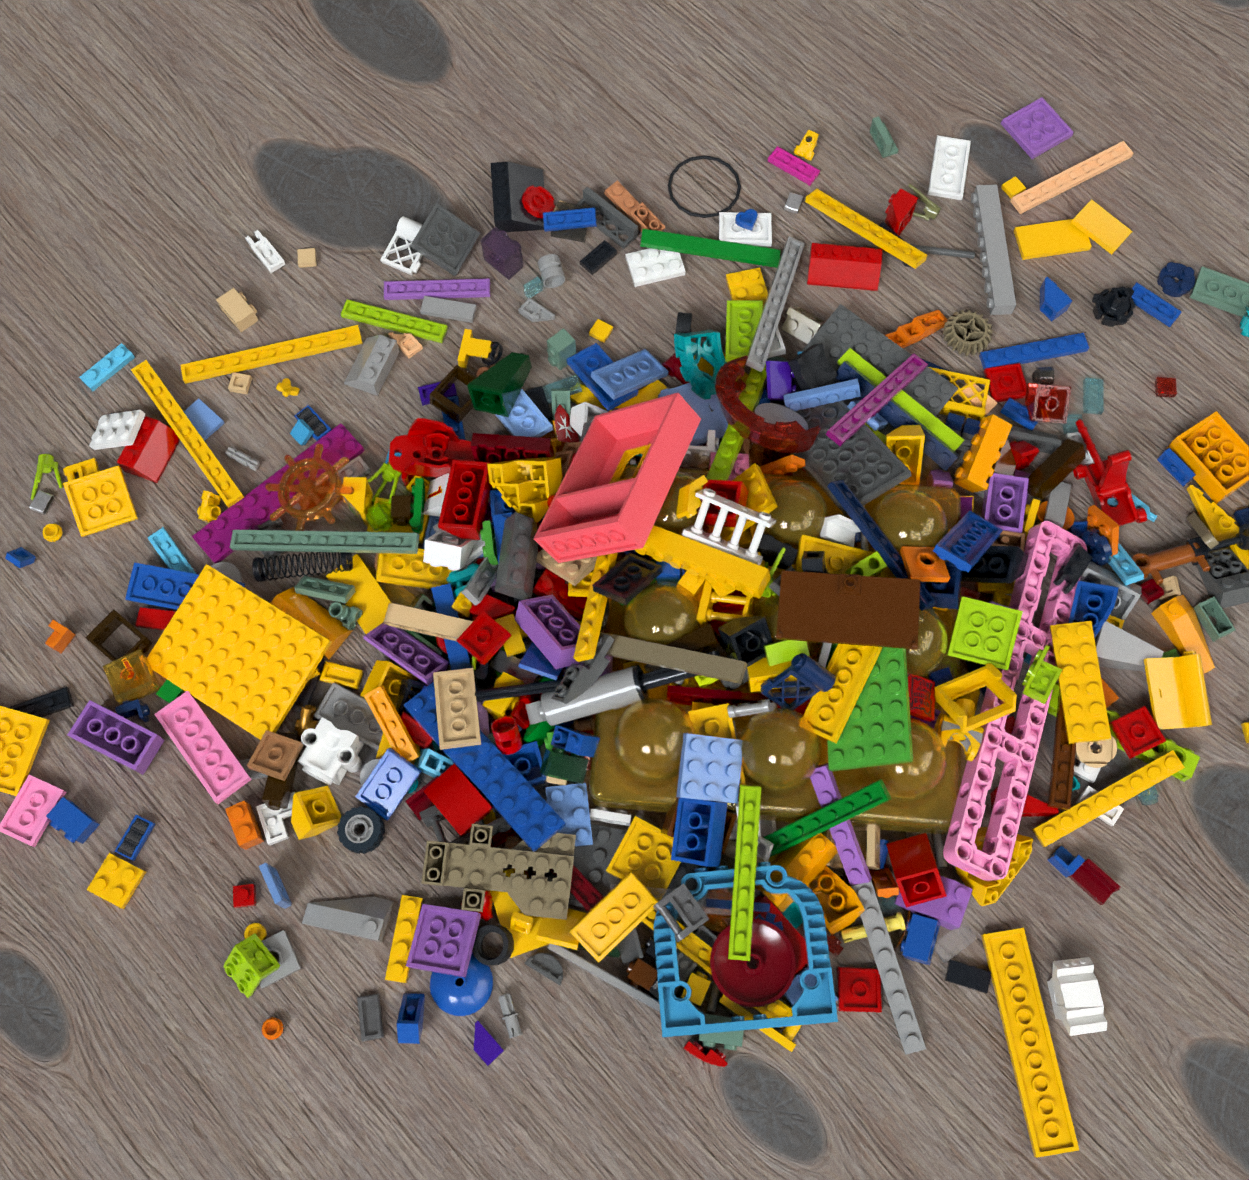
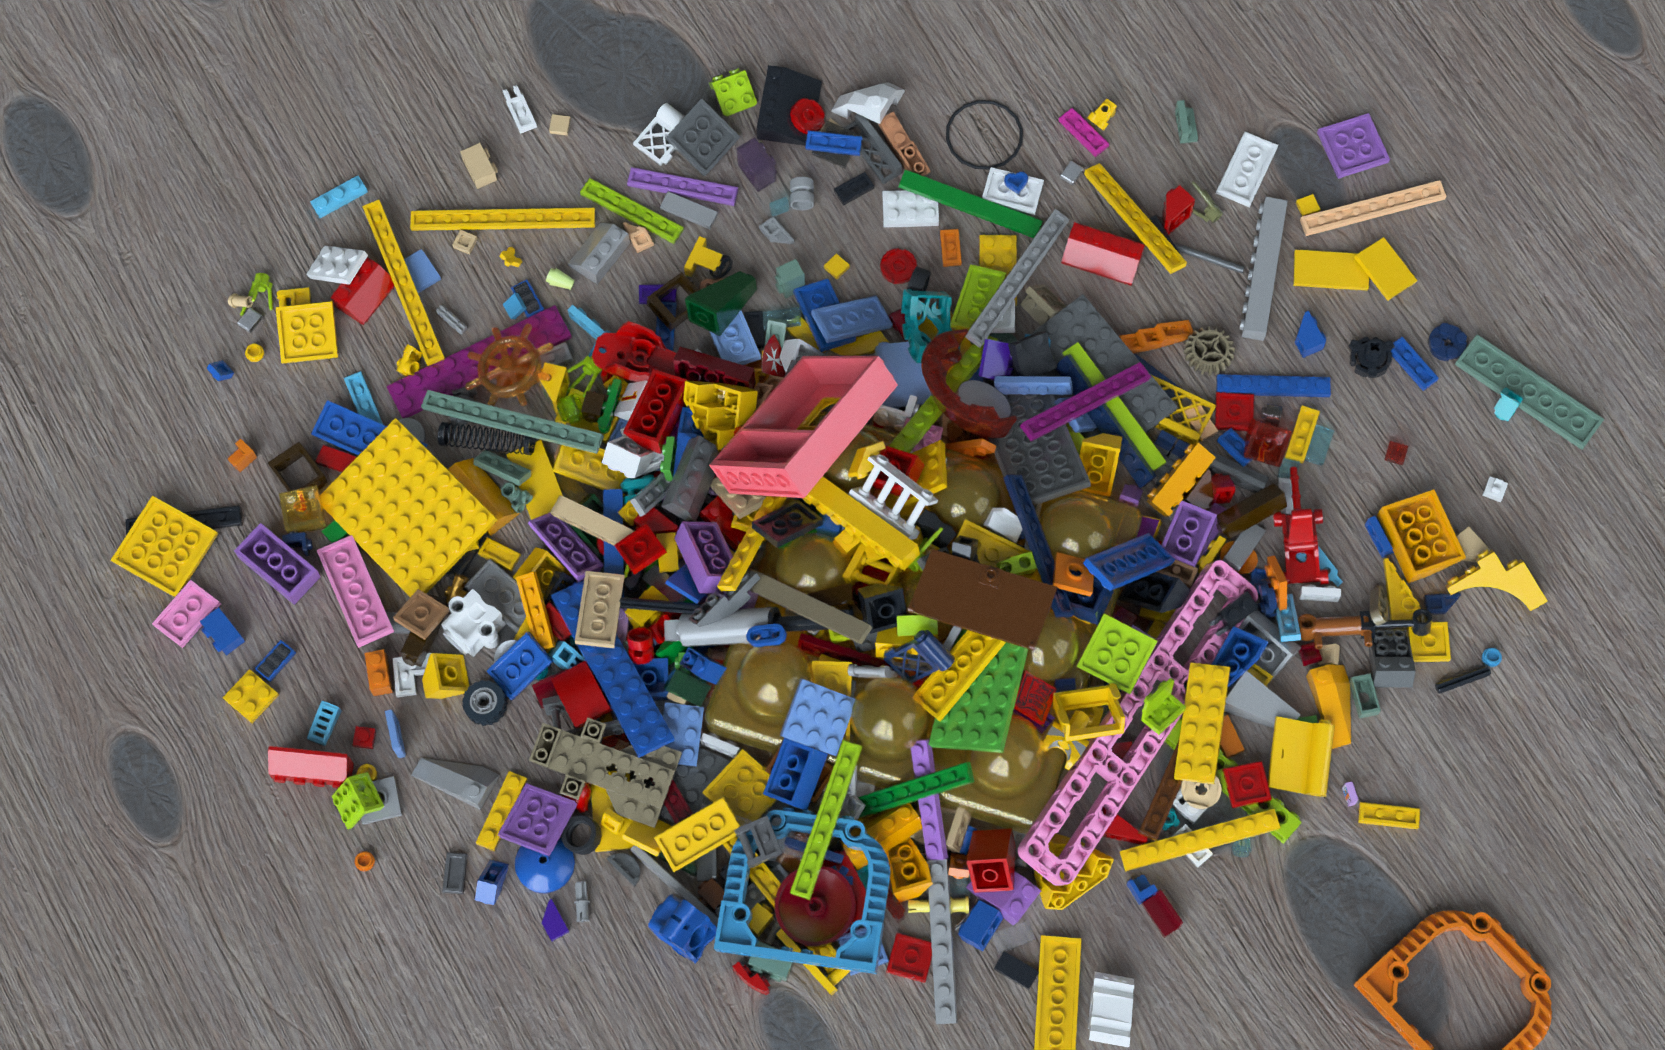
camera: 15 degrees right, 0 degrees up
(24, 486) = (242, 301): none -> tan pin
(191, 943) = (308, 766): none -> slope
(193, 881) = (317, 720): none -> medium azure slope
(340, 398) = (559, 279): none -> yellowish green cone
(378, 434) = (590, 326): none -> medium azure plate
(463, 194) = (733, 91): none -> lime bracket
(593, 175) = (869, 102): none -> white brick
(622, 1019) = (682, 927): none -> blue piece
(638, 696) = (767, 635): none -> blue plate
(658, 318) = (898, 265): none -> red tile
(702, 291) = (950, 247): none -> orange plate
(1076, 379) = (1302, 434): none -> yellow plate
(1141, 532) = (1314, 593): none -> white plate
(1233, 717) = (1350, 794): none -> lavender tile

